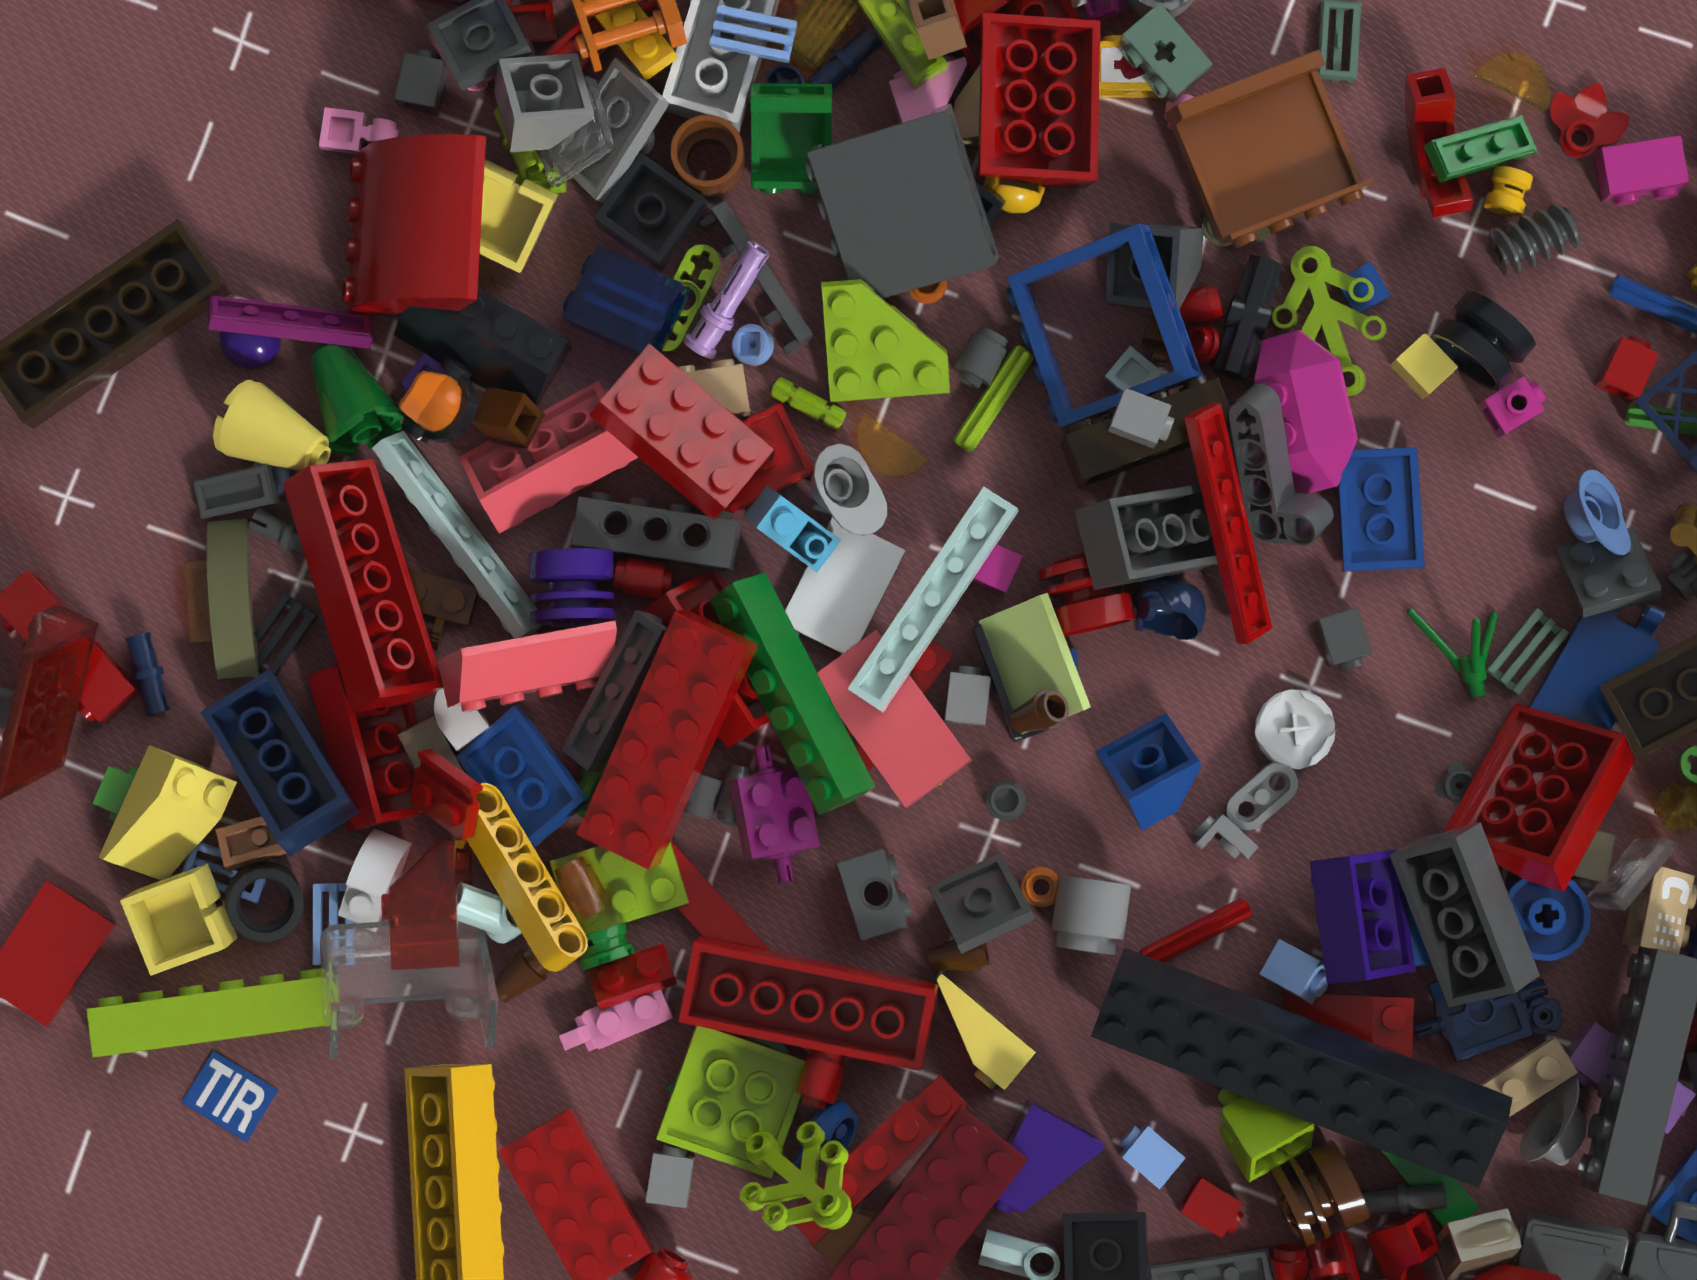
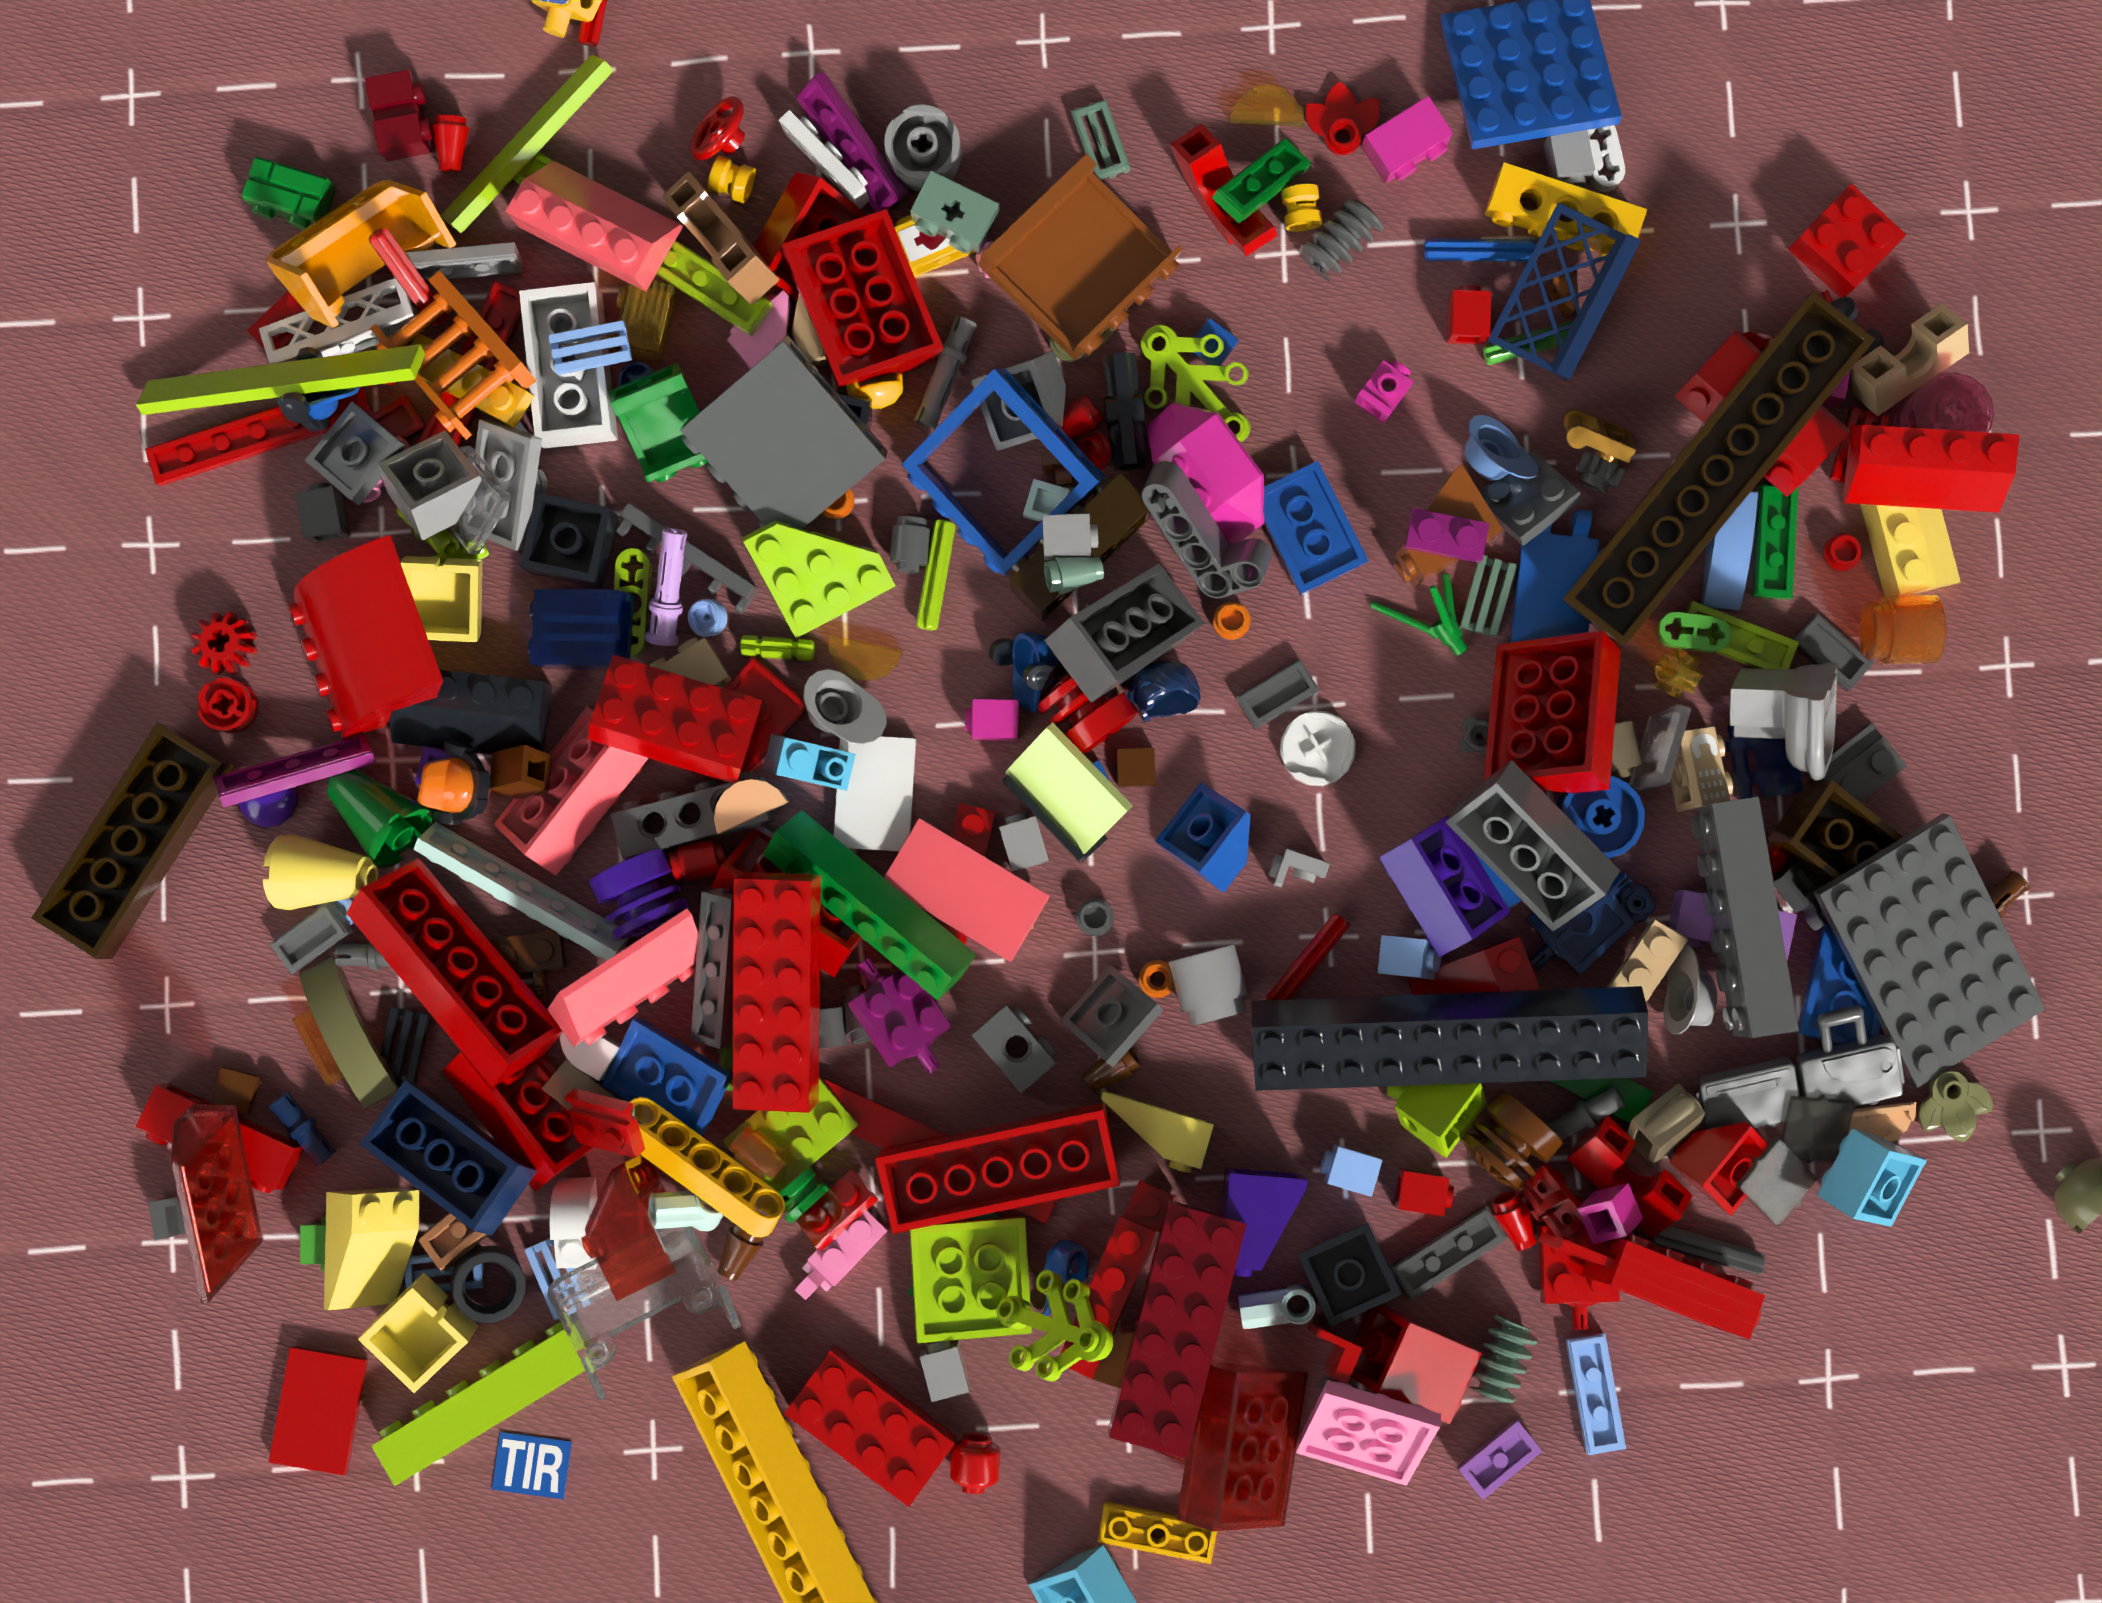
camera: 20 degrees left, 0 degrees up
(100, 606) = (236, 1088): none -> reddish brown tile
(250, 230) = (227, 705): none -> red wheel
(265, 157) = (213, 636): none -> red gear
(346, 130) = (275, 583): bright pink plate -> none
(705, 130) = (581, 453): dark orange piece -> none
(715, 542) = (745, 802): none -> light nougat tile
(821, 1078) = (1038, 1229): red brick -> none
(847, 59) = (684, 335): dark blue pin -> none
(933, 599) = (956, 771): light aqua plate -> none
(1041, 712) = (1092, 827): reddish brown cone -> none
(1051, 529) = (1033, 666): none -> cap
(1088, 204) = (945, 372): none -> light grey pin
(1108, 671) = (1136, 767): none -> reddish brown tile
(1129, 455) = (1070, 573): none -> sand green cone
(1228, 522) = (1182, 594): red tile -> none
(1264, 798) = (1314, 818): light grey plate -> none
(1270, 566) = (1231, 620): none -> orange plate
(1278, 659) = (1277, 694): none -> dark grey tile
(1343, 639) = (1325, 653): dark grey brick -> none
(1424, 366) = (1293, 388): light yellow panel -> none
(1483, 340) = (1335, 344): black wheel -> none
(1511, 576) = (1446, 535): none -> magenta plate
(1514, 571) = (1455, 498): none -> dark orange slope

